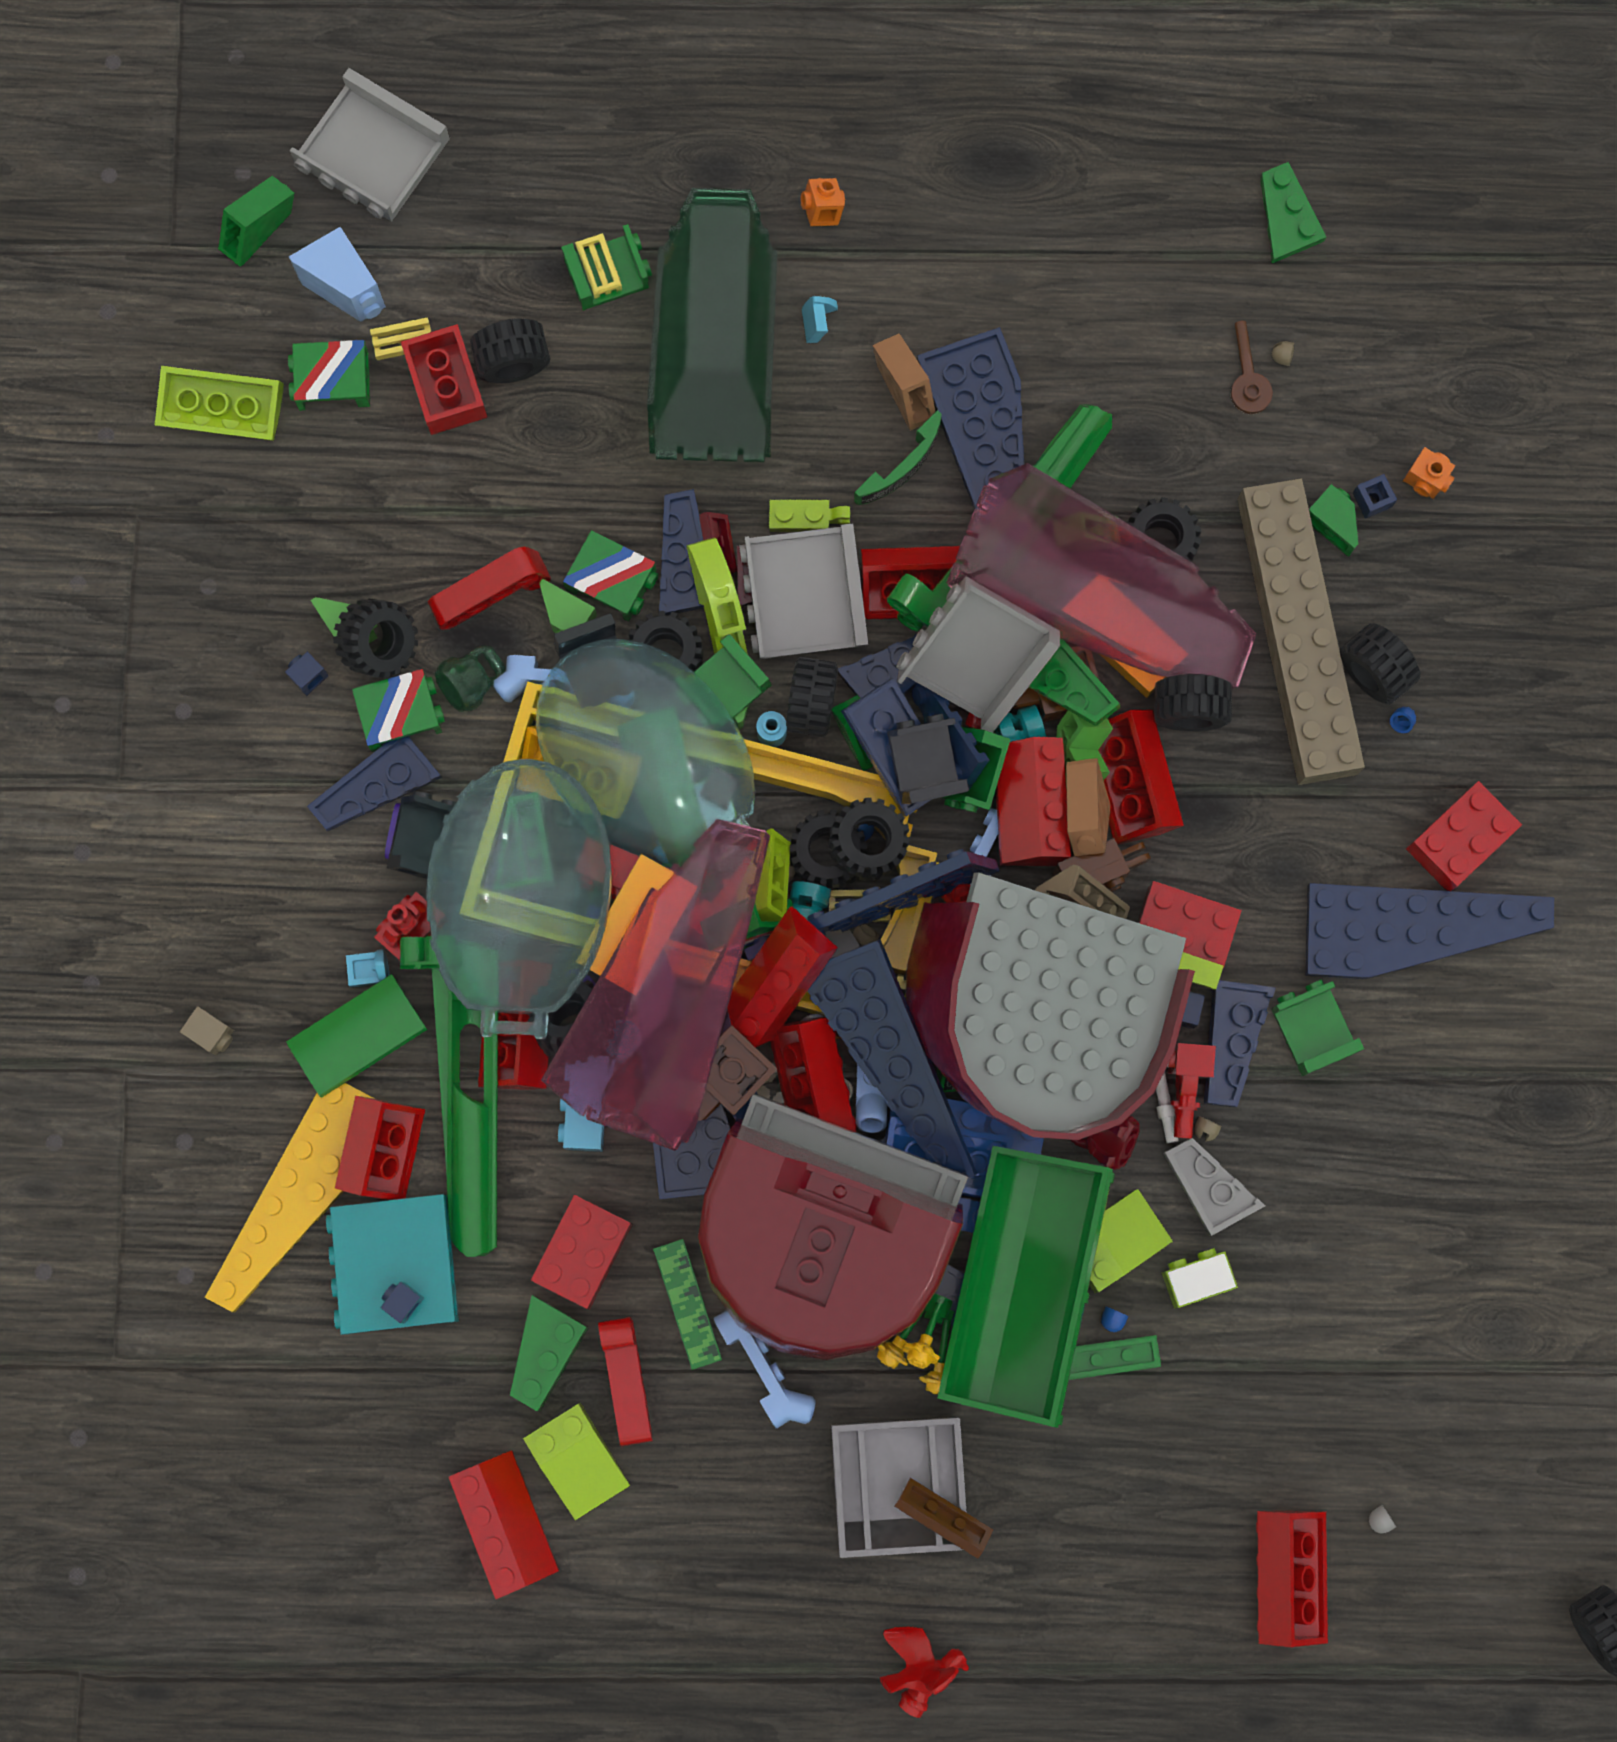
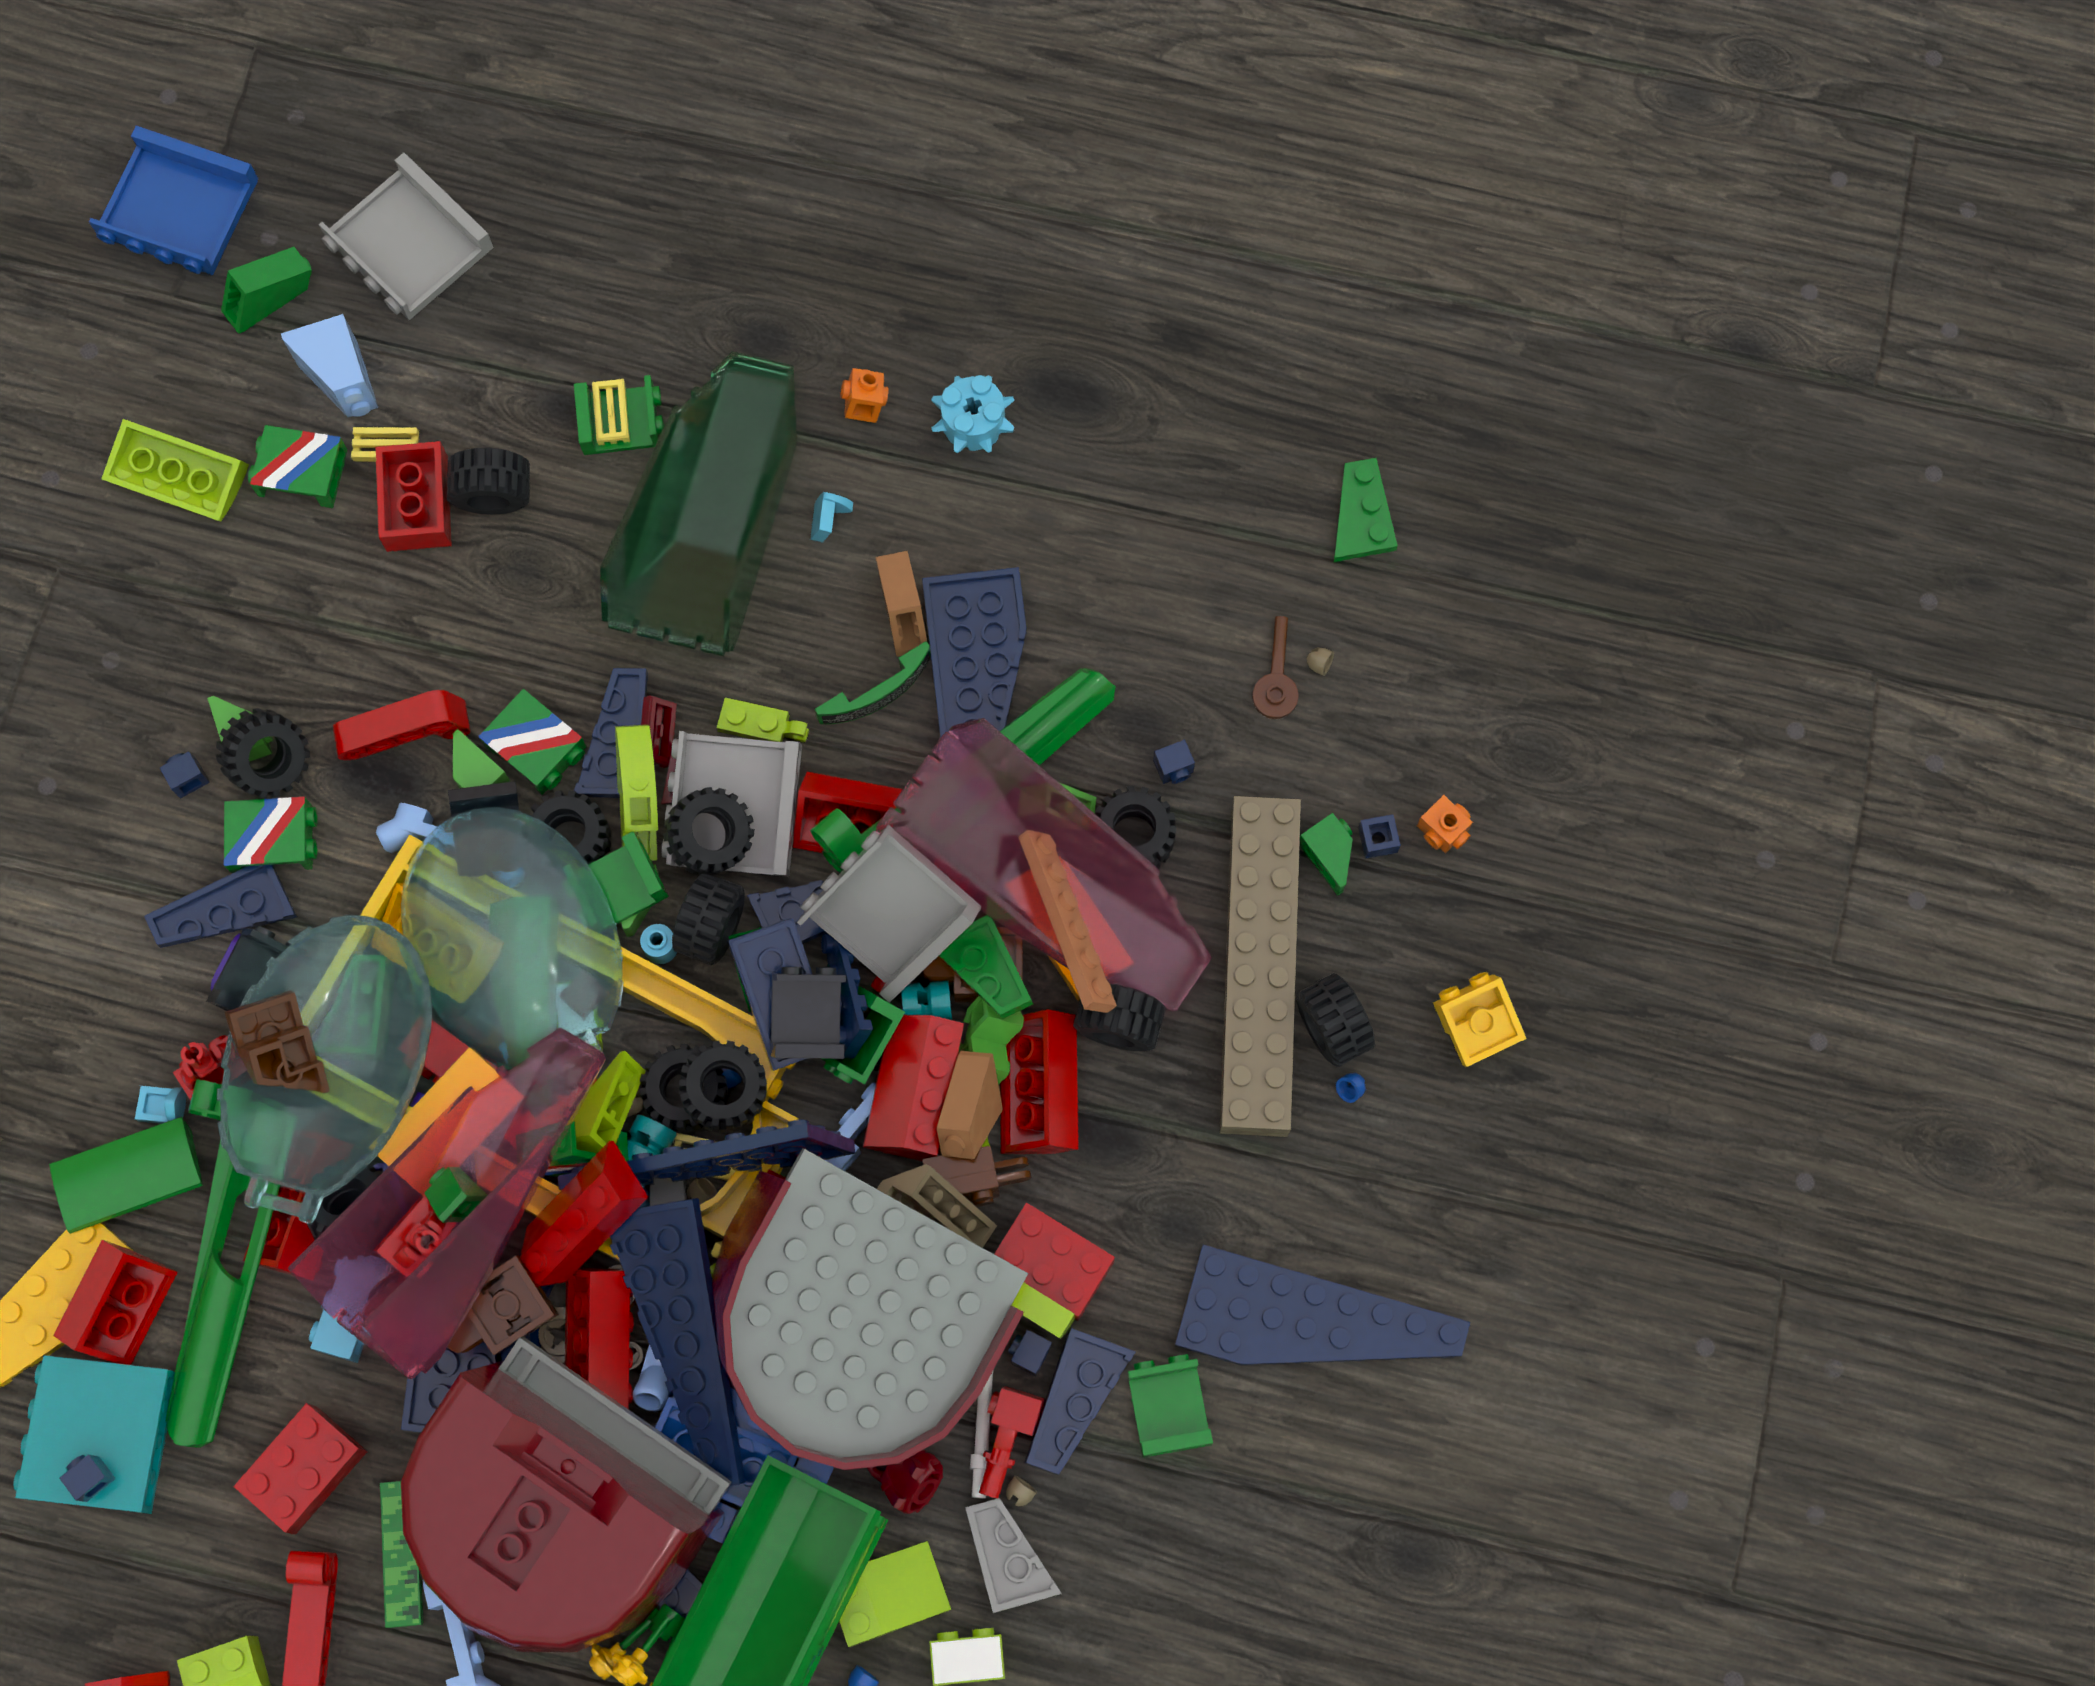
camera: 15 degrees right, 5 degrees down
(150, 157) = (176, 202): none -> blue panel
(466, 680) = (349, 817): clear green piece -> none
(470, 889) = (277, 1044): none -> reddish brown slope
(544, 1353) = (230, 1570): green wedge -> none
(640, 1028) = (413, 1237): none -> red brick
(663, 984) = (453, 1194): none -> green slope
(811, 606) = (732, 817): none -> black tyre
(910, 197) = (967, 397): none -> medium azure brick
(1136, 634) = (1067, 921): none -> nougat plate
(1180, 471) = (1174, 762): none -> dark blue plate
(1463, 837) = (1384, 1231): red brick -> none
(1499, 635) = (1479, 1018): none -> yellow plate

